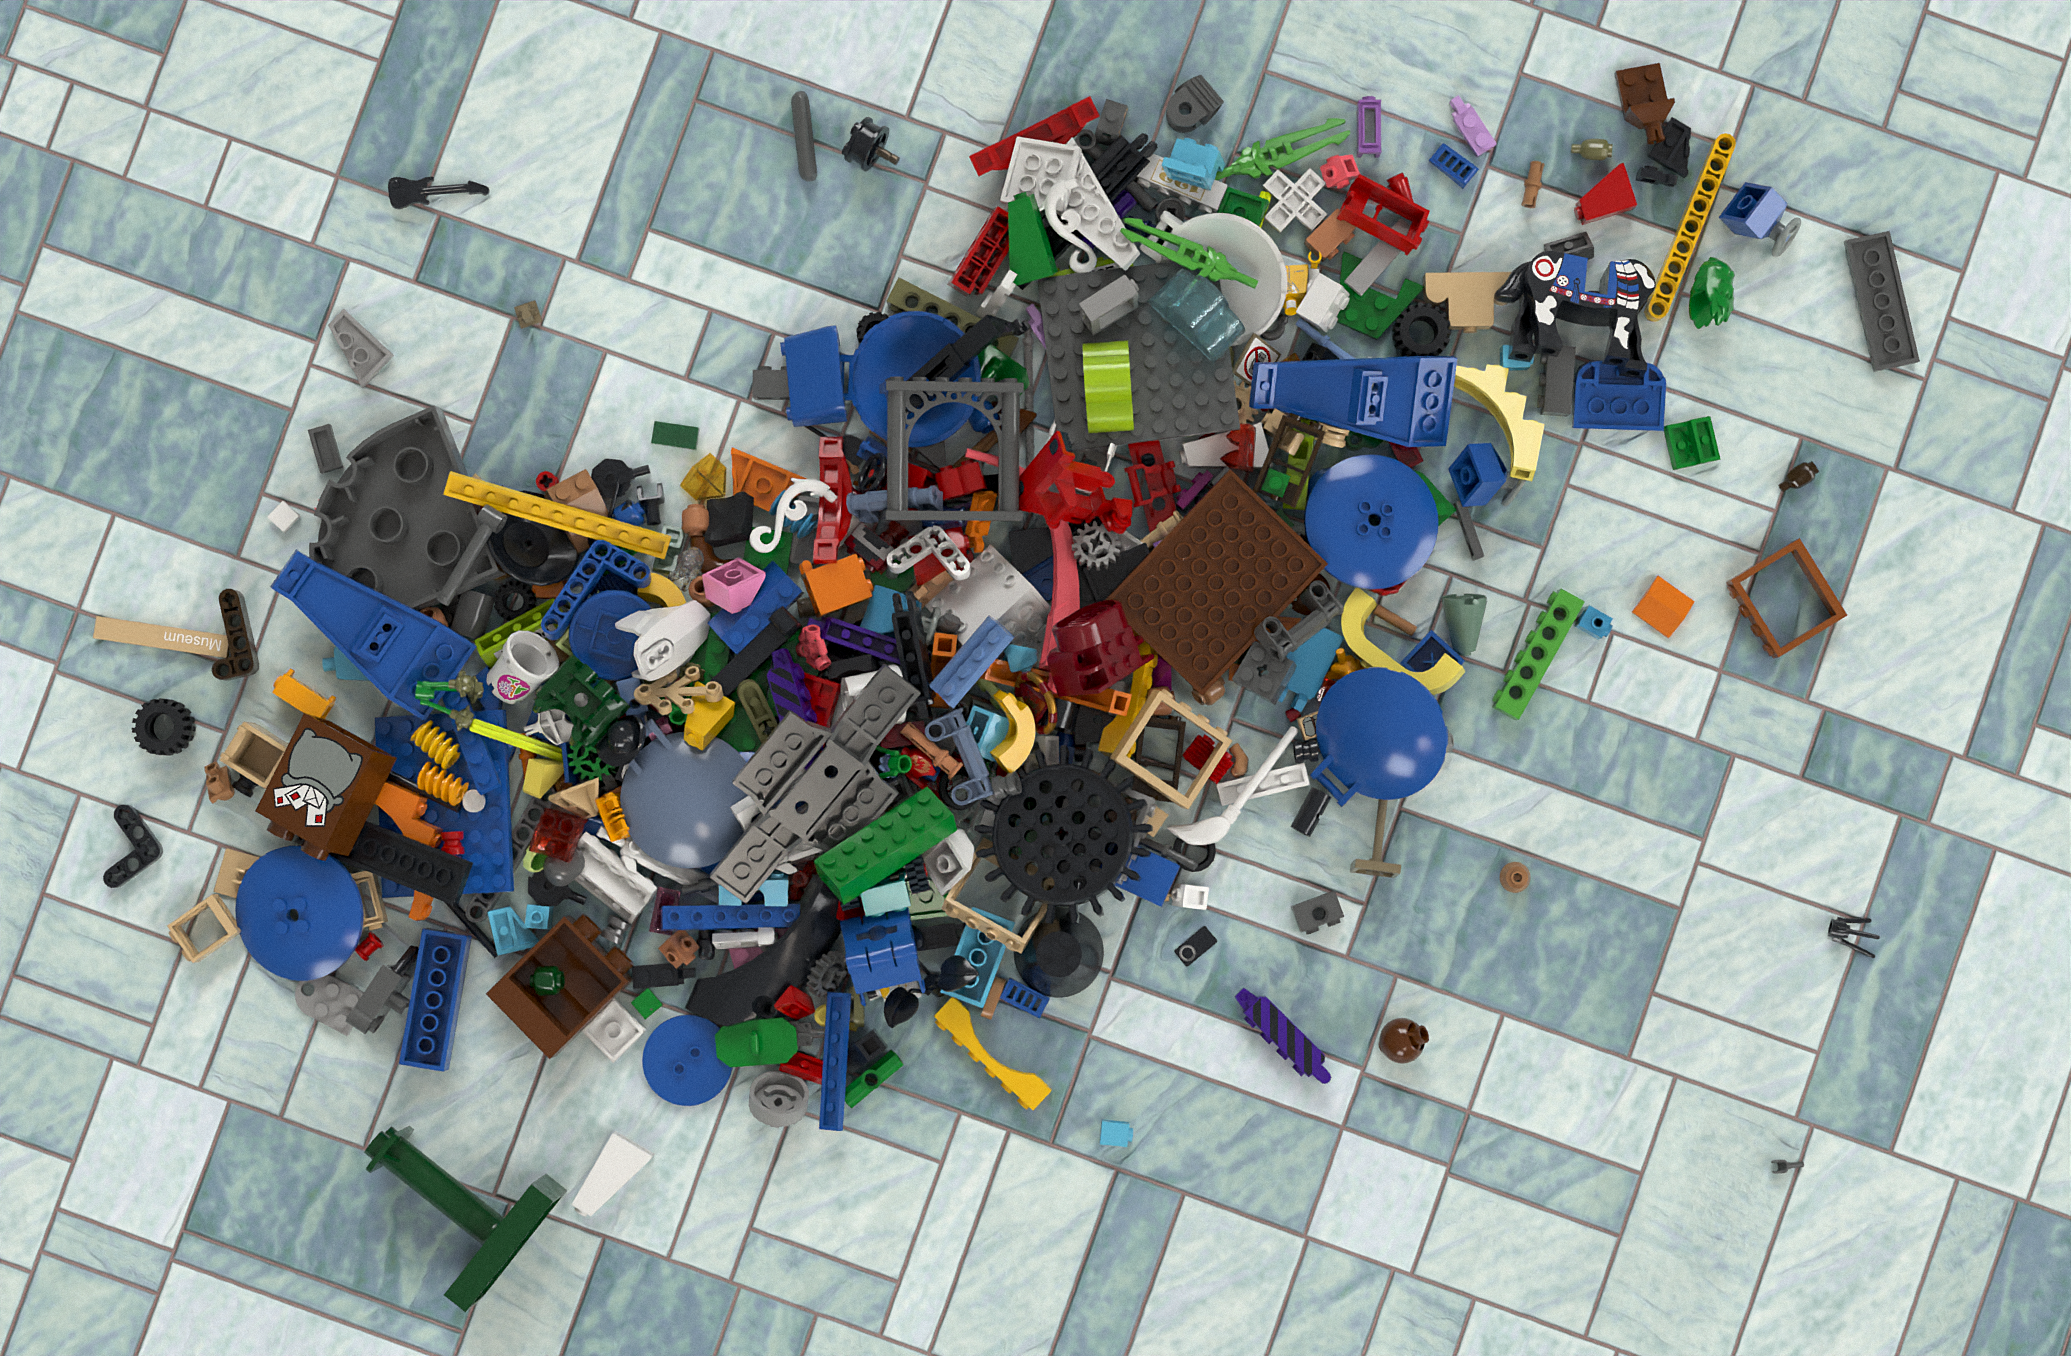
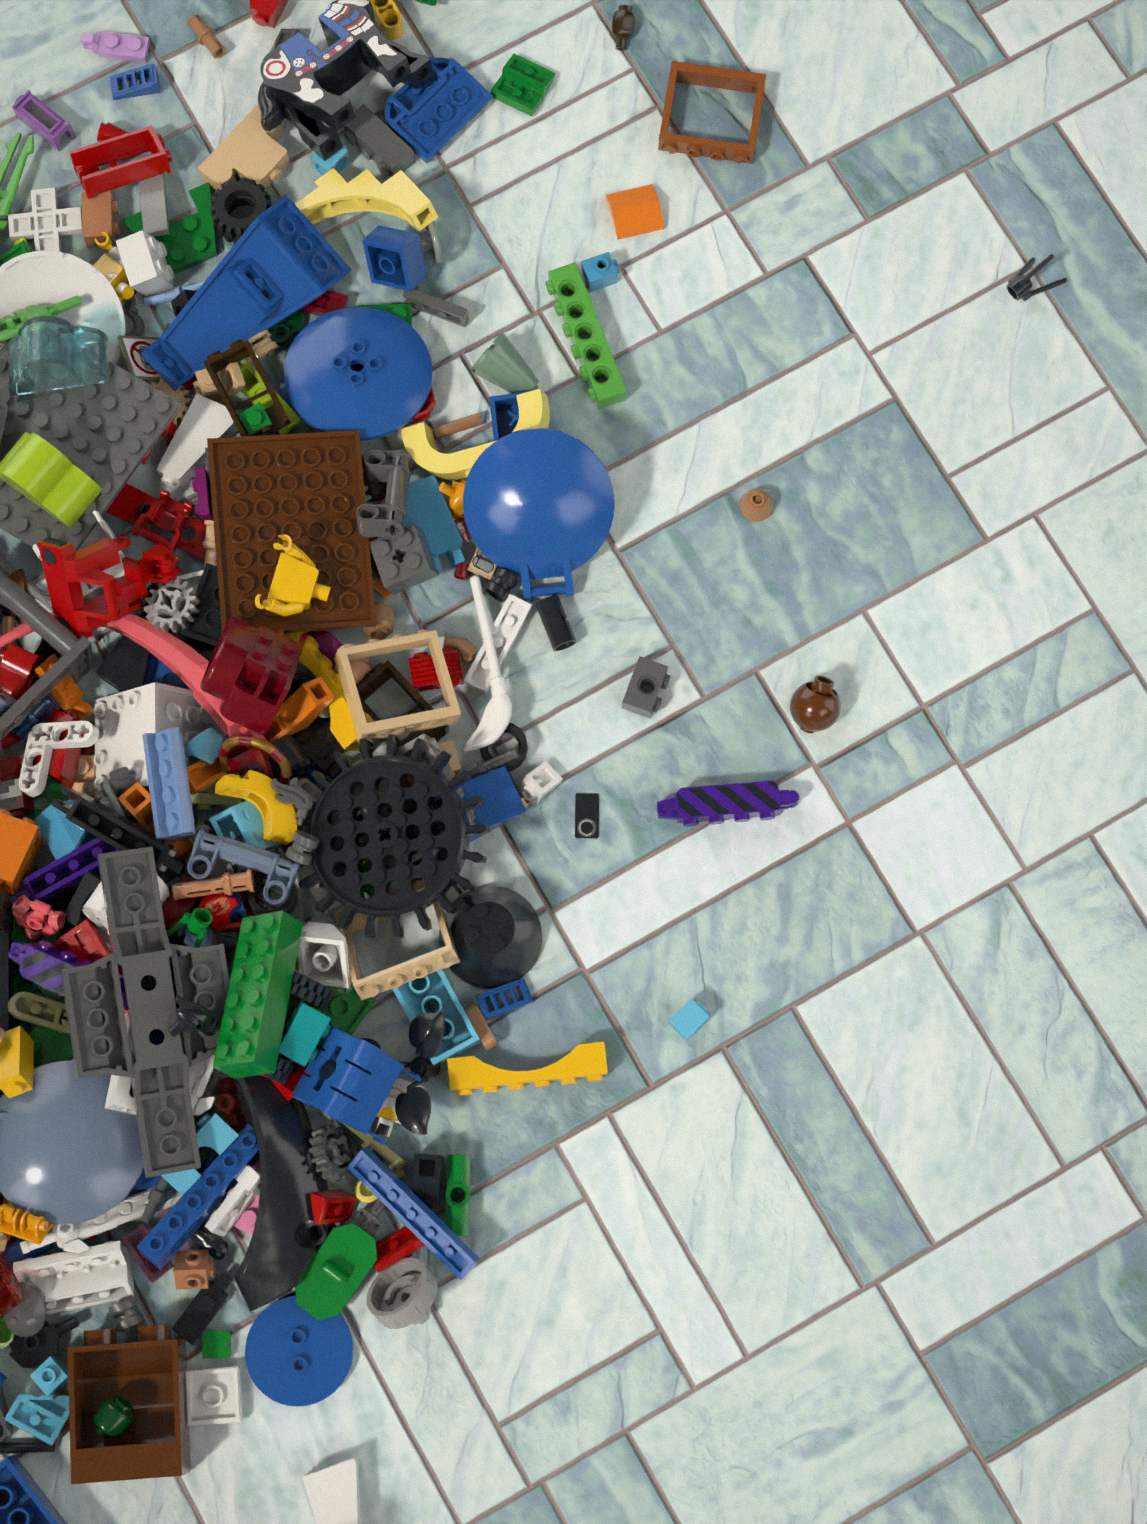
camera: 50 degrees left, 10 degrees down
(833, 820) = (193, 1018): none -> black piece
(940, 936) = (387, 1025): black hinge -> none
(1036, 747) = (293, 795): none -> dark grey piece
(1179, 619) = (293, 582): none -> yellow torso
(1244, 456) = (196, 414): clear red tile -> none
(1339, 171) = (54, 168): coral brick -> none
(1375, 865) = (647, 605): dark tan tile -> none

